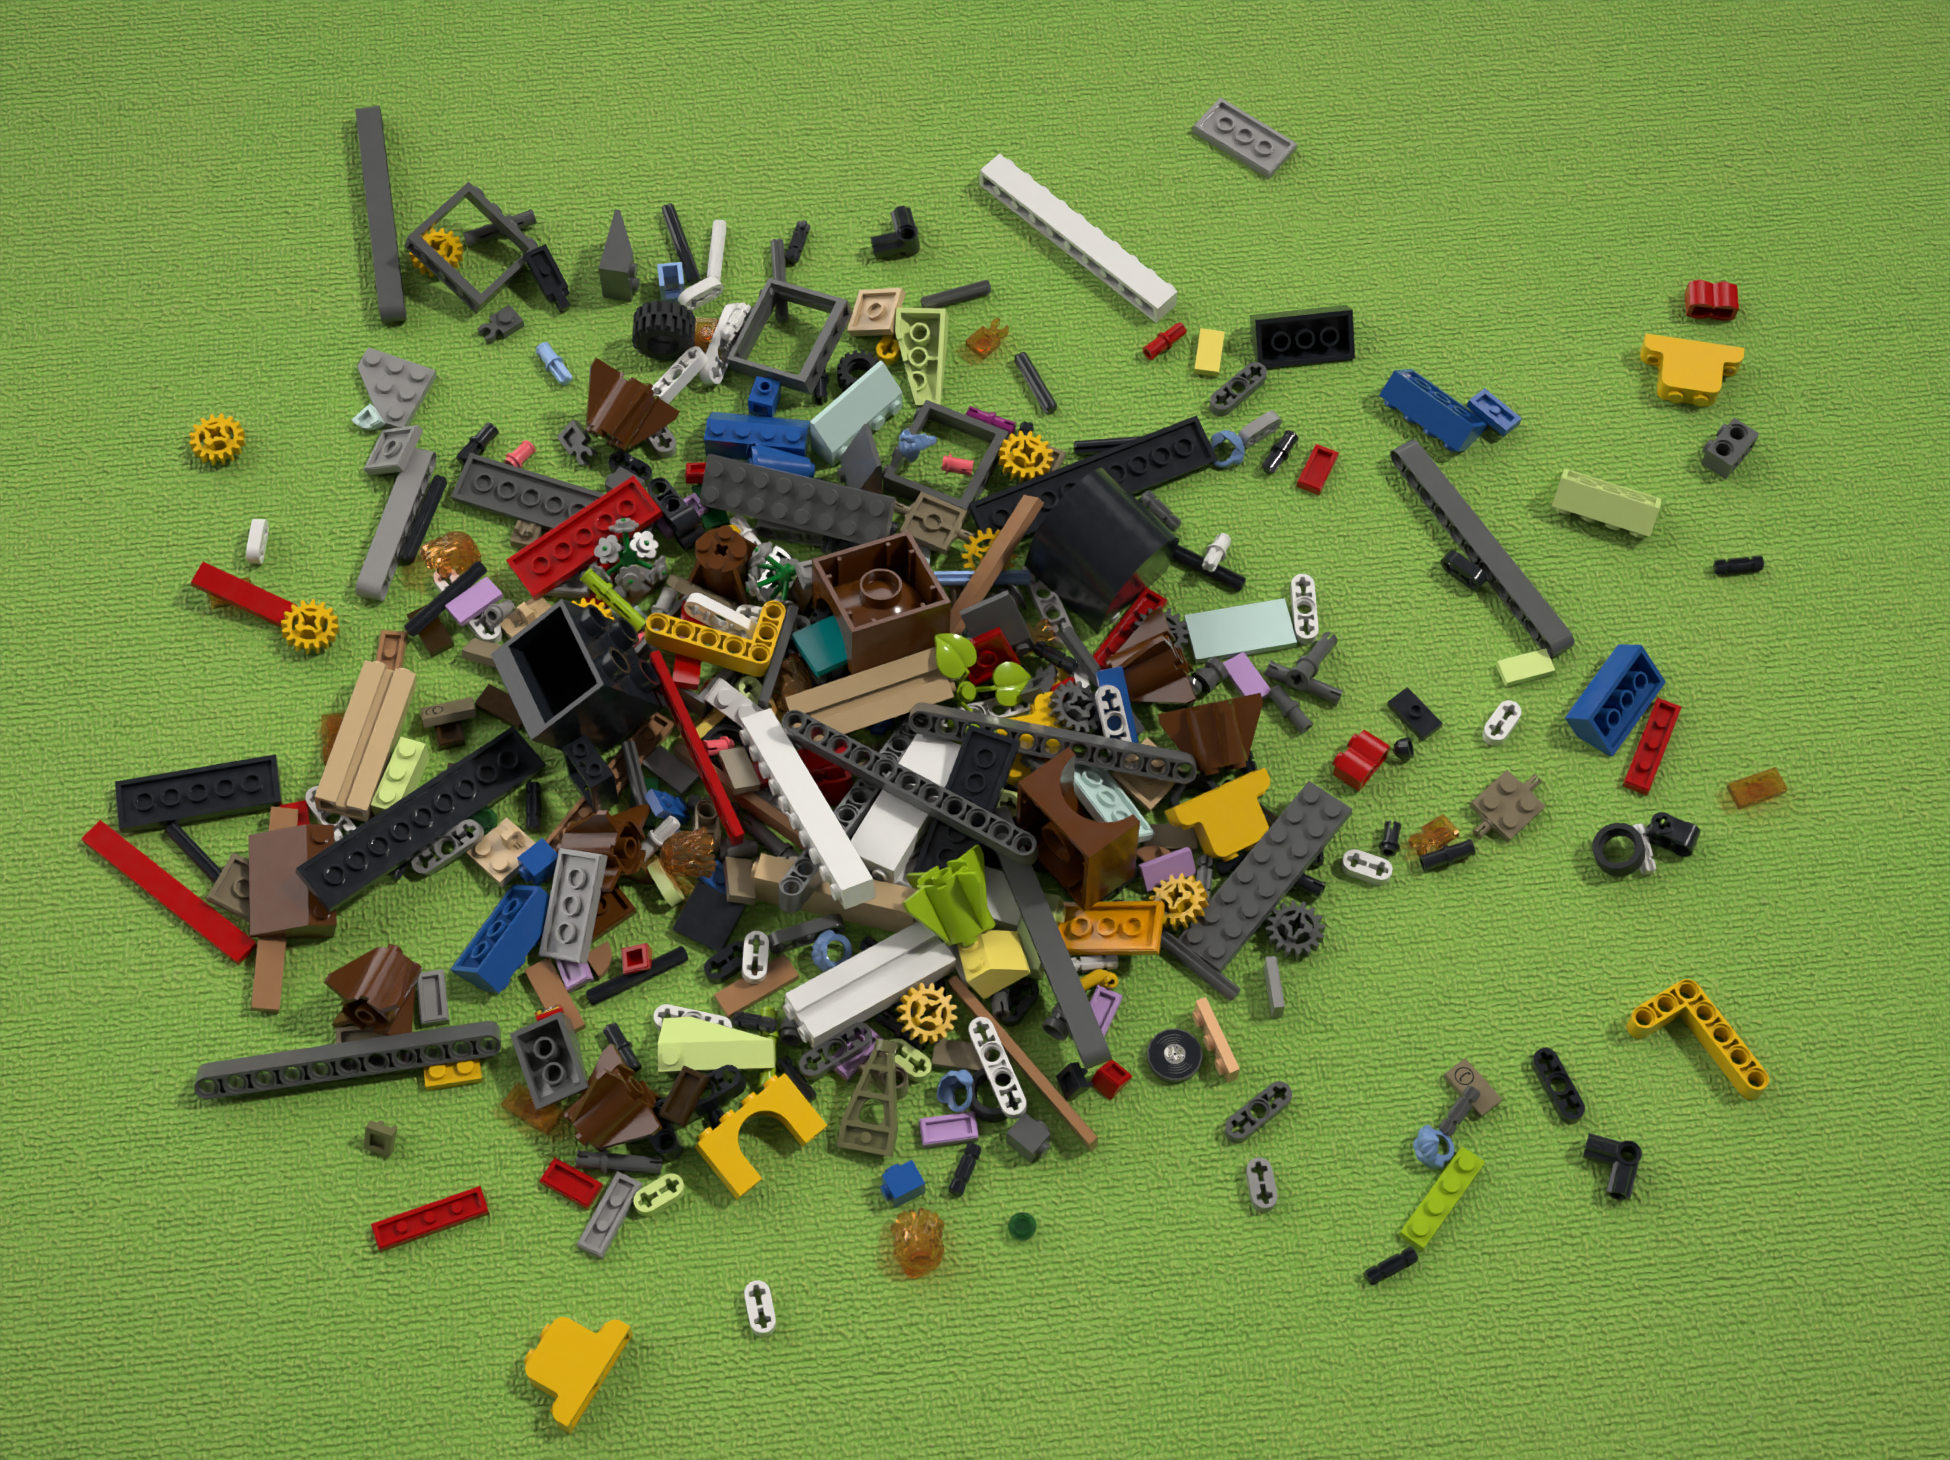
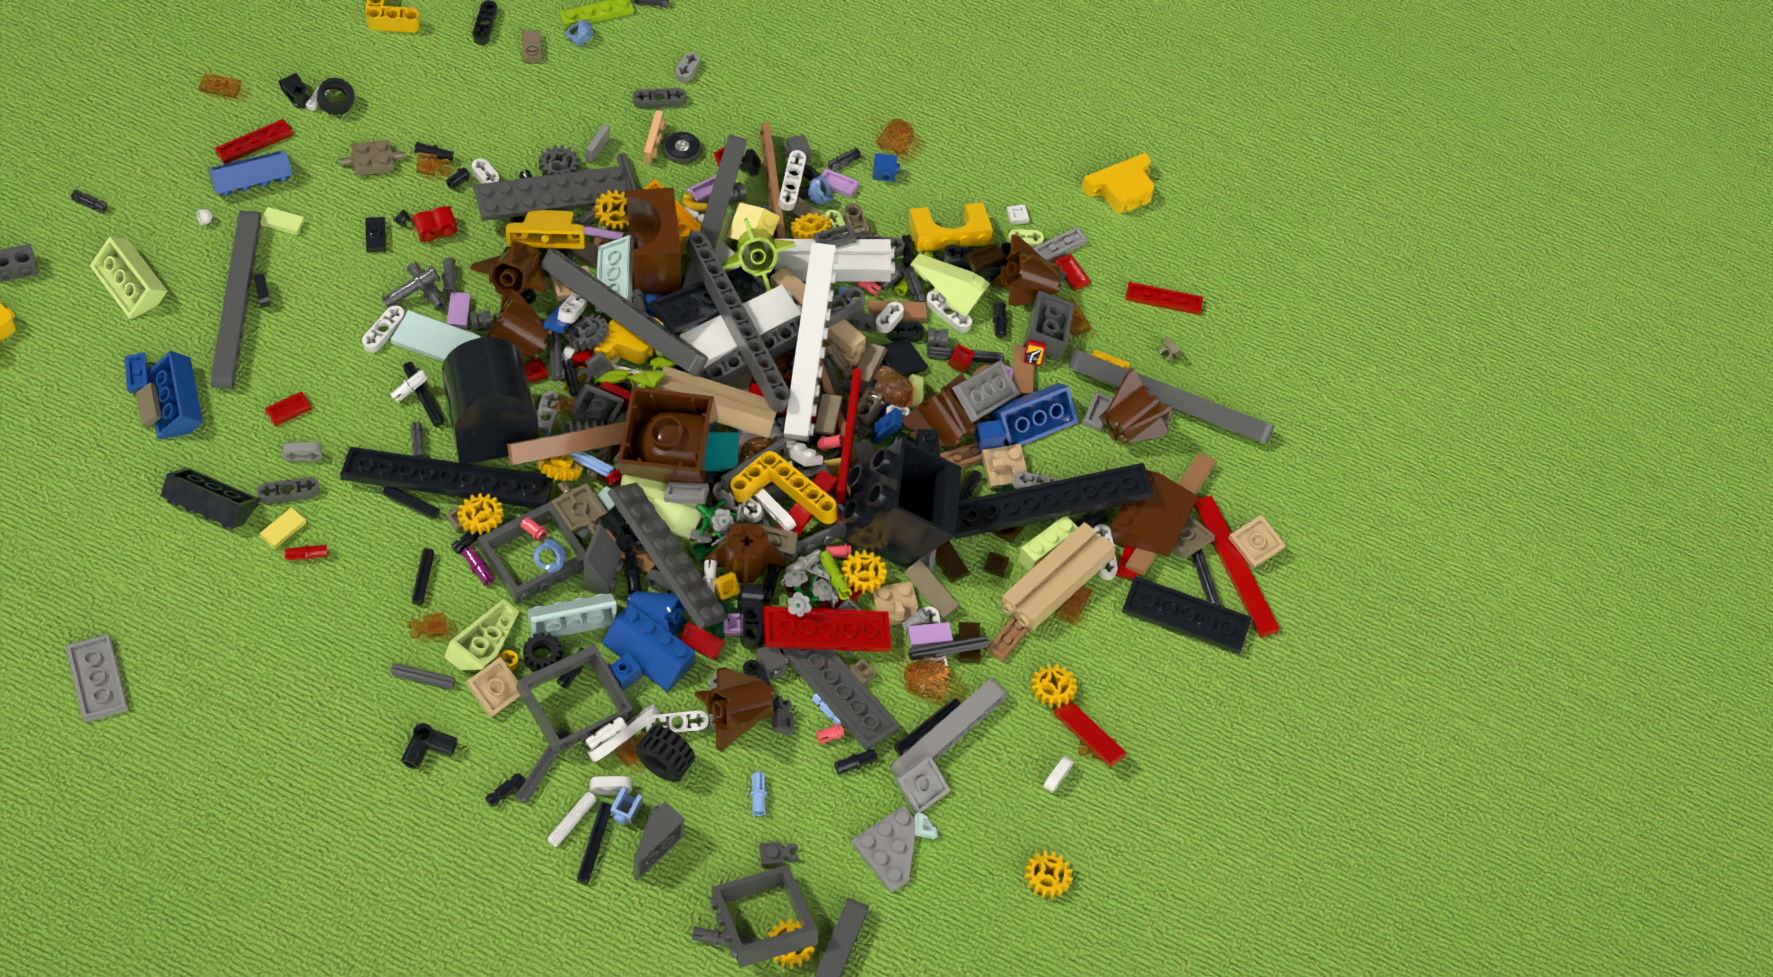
camera: 155 degrees left, 5 degrees down
(151, 923) = (1257, 541): none -> tan hinge
(448, 712) = (990, 574): dark tan tile -> none
(548, 276) = (718, 863): black hinge -> none
(679, 976) = (937, 337): none -> dark grey wheel
(680, 564) = (770, 582): none -> black axle
(691, 1230) = (1017, 214): none -> white tile
(766, 1307) = (1007, 160): white beam -> none
(869, 1012) = (835, 239): none -> dark grey tile
(869, 1137) = (886, 195): olive plate -> none
(1022, 1226) = (833, 117): clear green plate -> none
(1078, 238) = (298, 667): white brick -> none
(1237, 455) = (329, 450): medium blue piece -> none
(1280, 452) = (303, 431): black axle -> none
(1448, 387) = (148, 405): none -> dark tan tile
(1459, 1110) = (551, 36): dark grey axle -> none
(1506, 725) = (329, 200): white beam -> none
(1606, 618) = (204, 216): none -> white hinge

